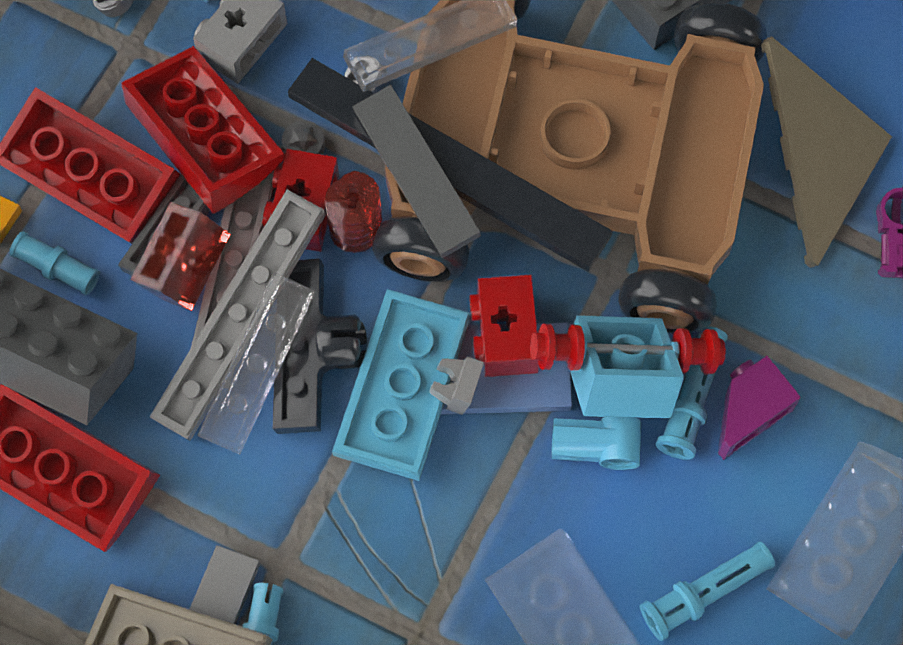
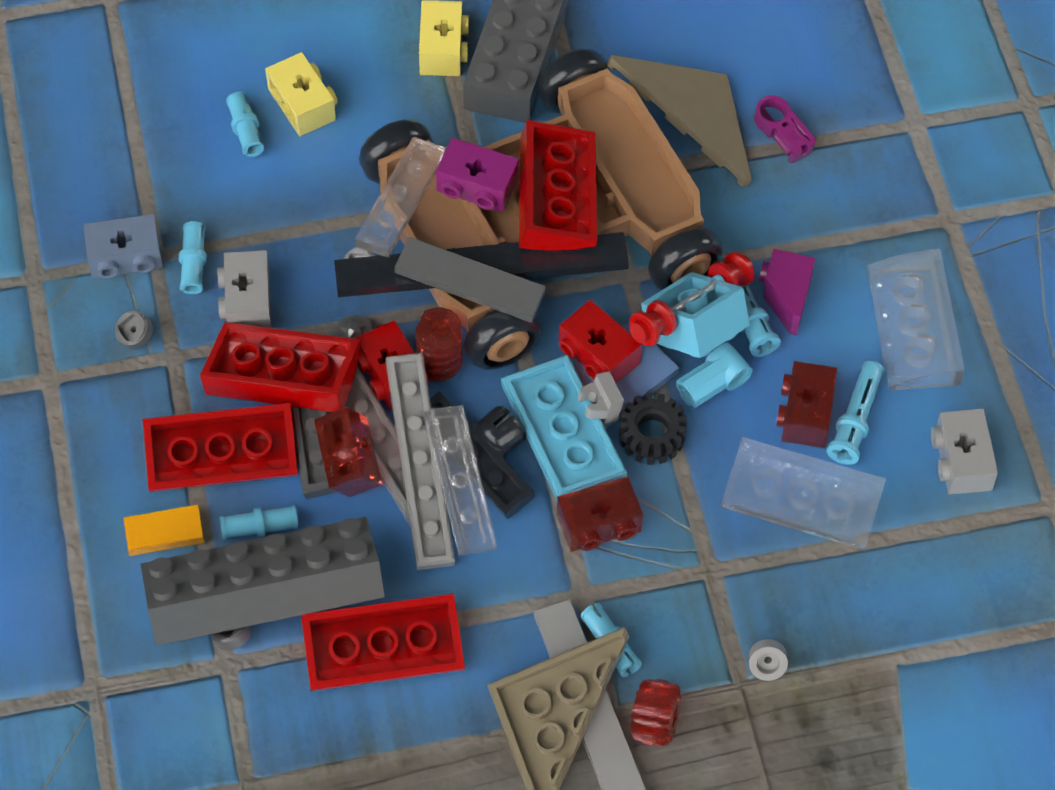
camera: 40 degrees left, 10 degrees down
(346, 479) = (599, 514): none -> clear red brick
(494, 423) = (647, 446): none -> black tyre
(519, 68) = (477, 175): none -> magenta brick
(585, 138) = (557, 188): none -> red slope
(652, 566) = (804, 422): none -> clear red brick

